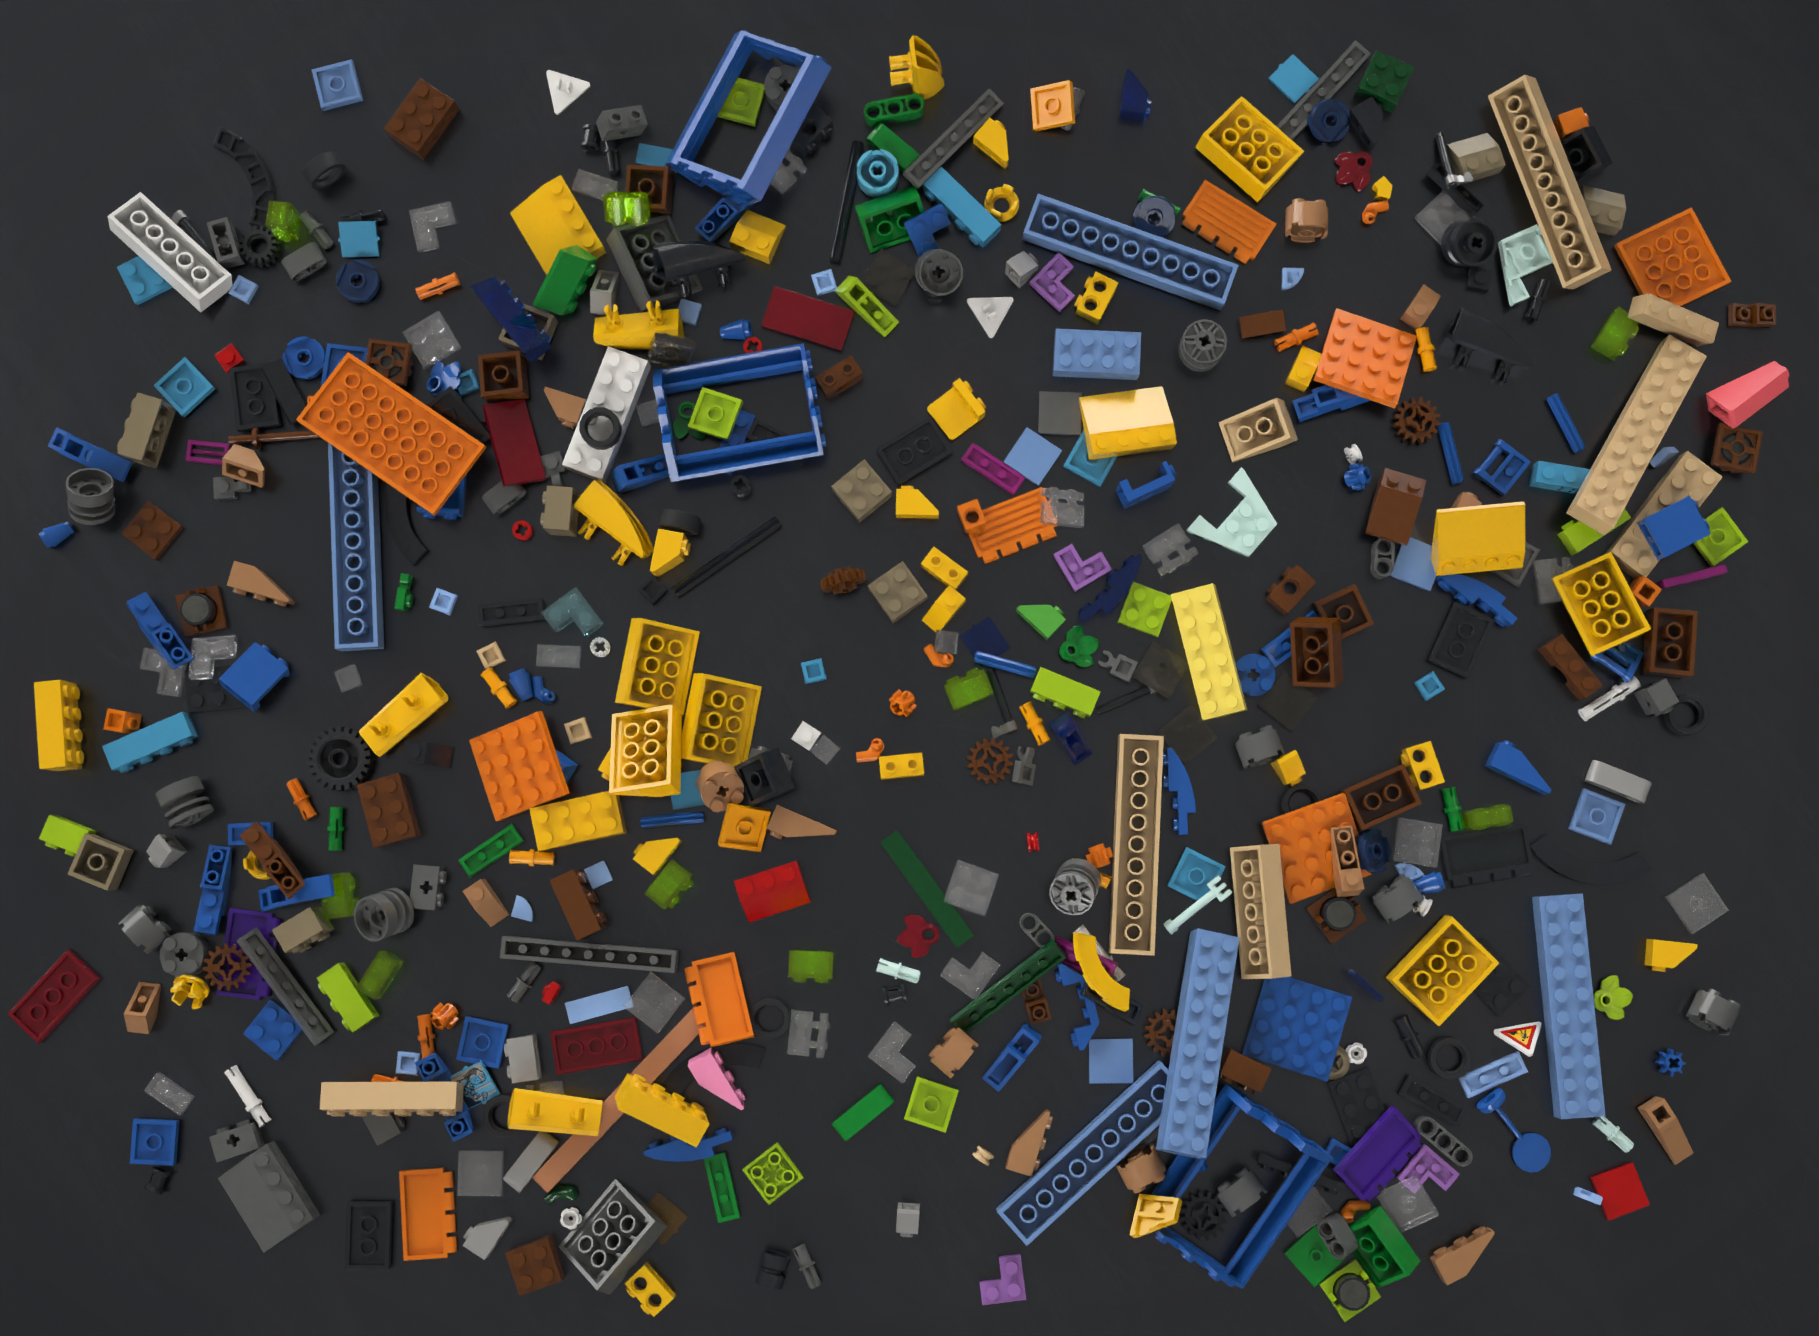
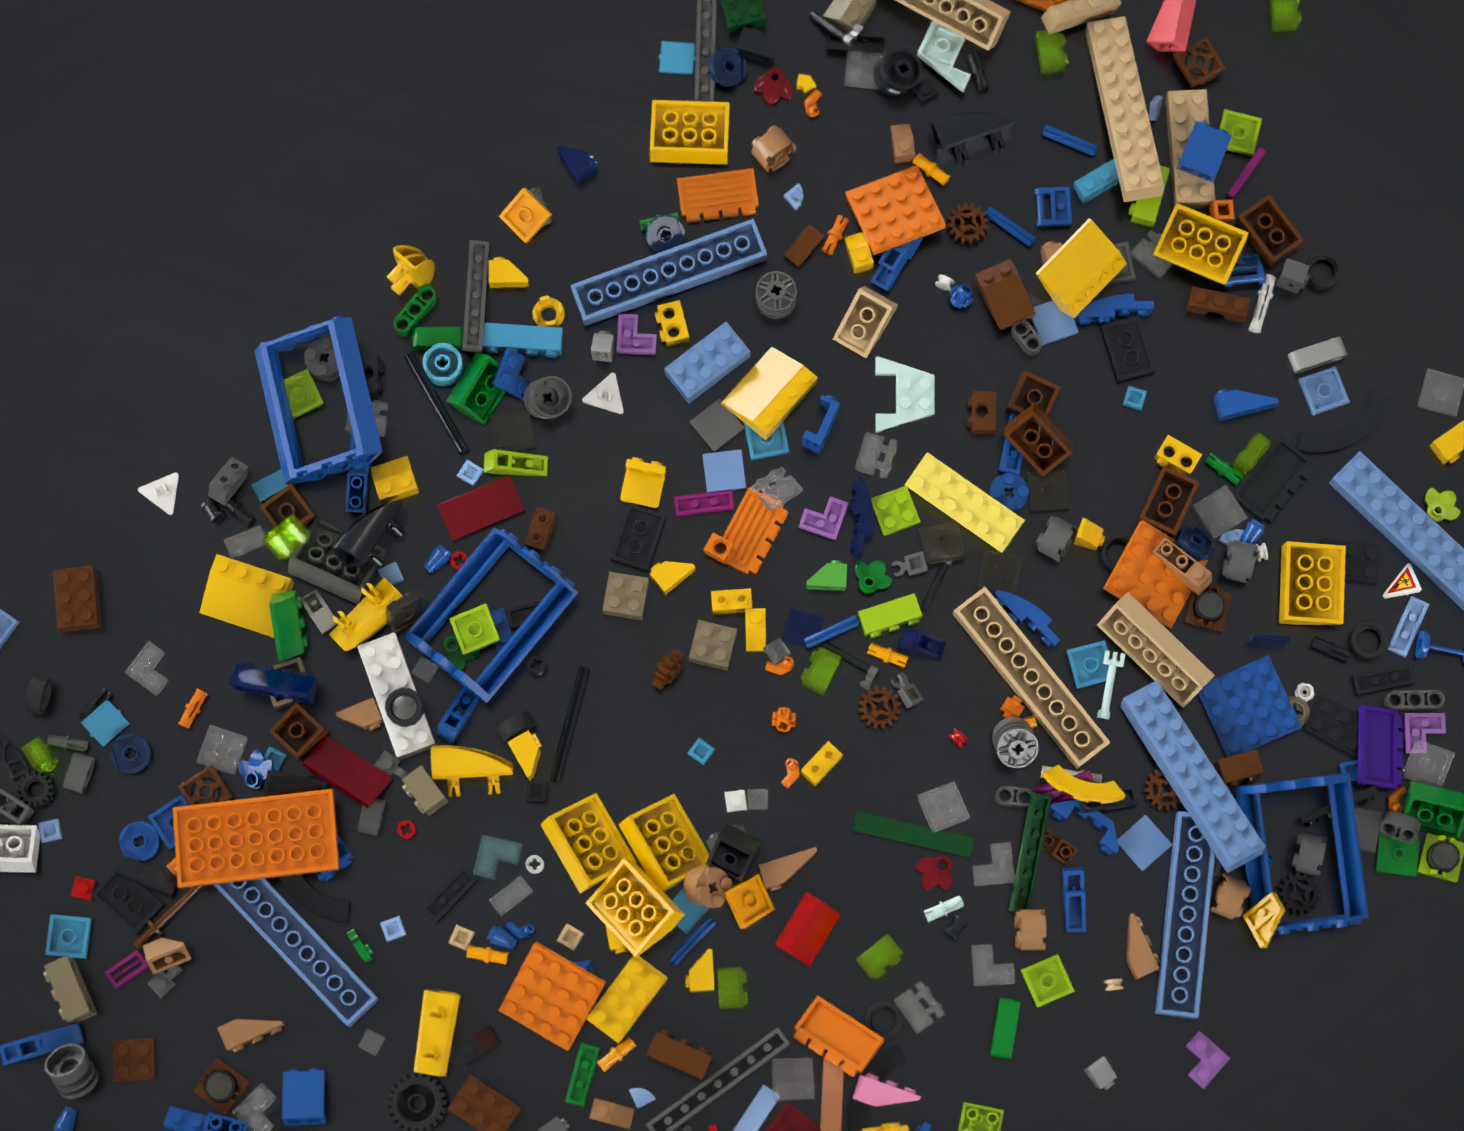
camera: 45 degrees left, 5 degrees down
(598, 874) = (674, 1025): light blue tile -> none

